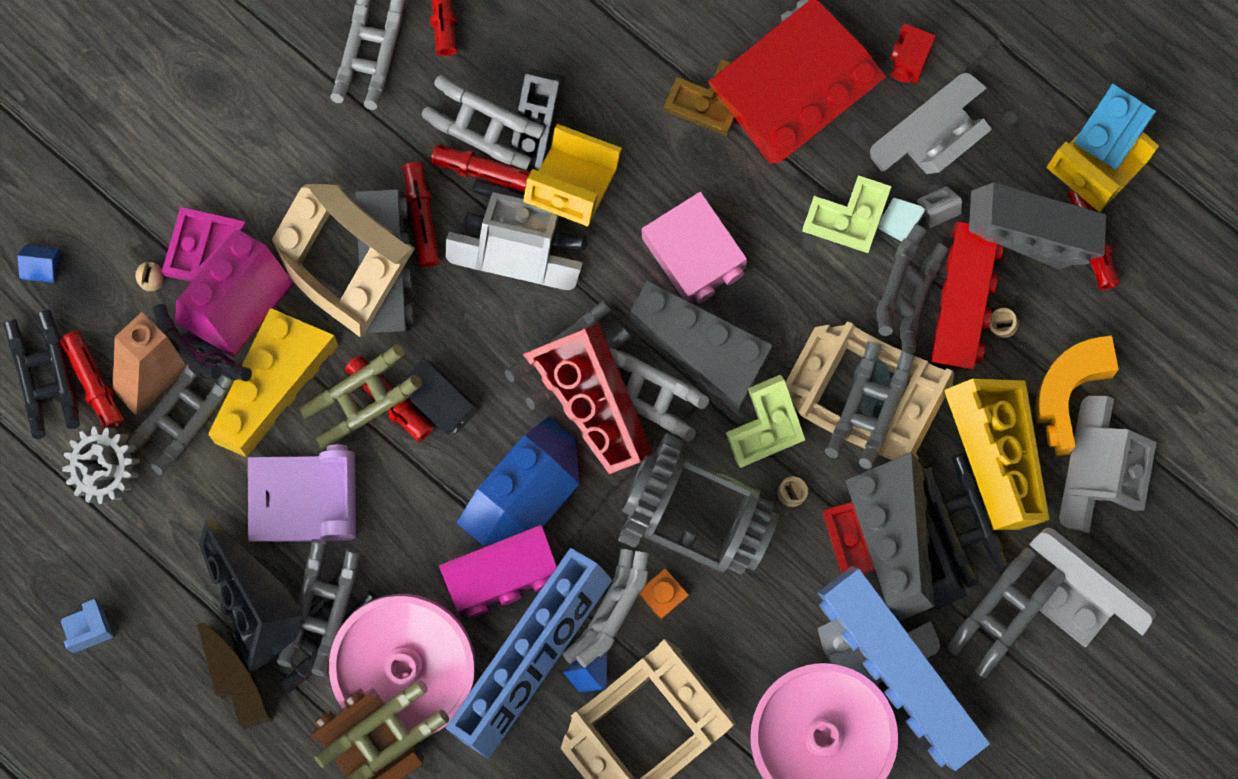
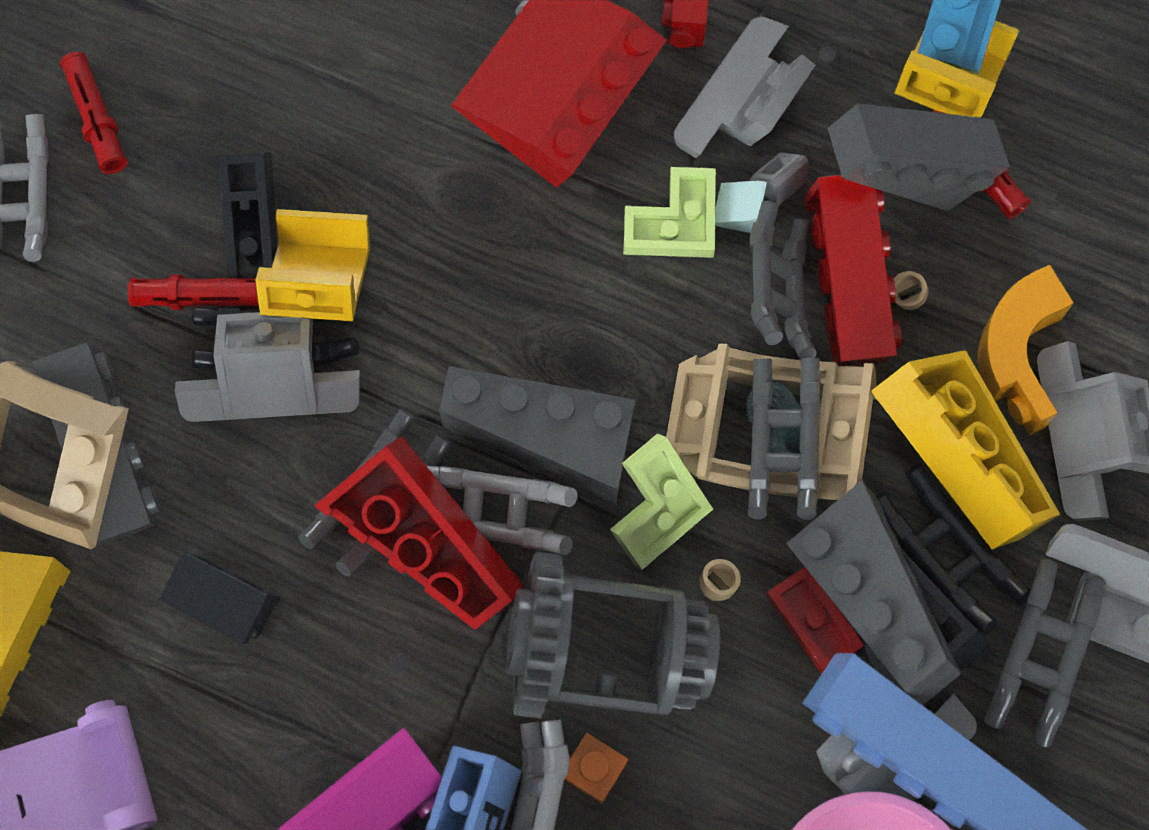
camera: 20 degrees left, 5 degrees down
(341, 394) = (88, 632): olive piece -> none
(402, 413) = (171, 628): red pin -> none
(414, 177) = (113, 327): red pin -> none
(499, 118) = (200, 220): light grey piece -> none
(524, 486) = (366, 681): blue wedge -> none
(694, 249) = (497, 312): bright pink brick -> none
(699, 105) = (449, 141): pearl gold plate -> none

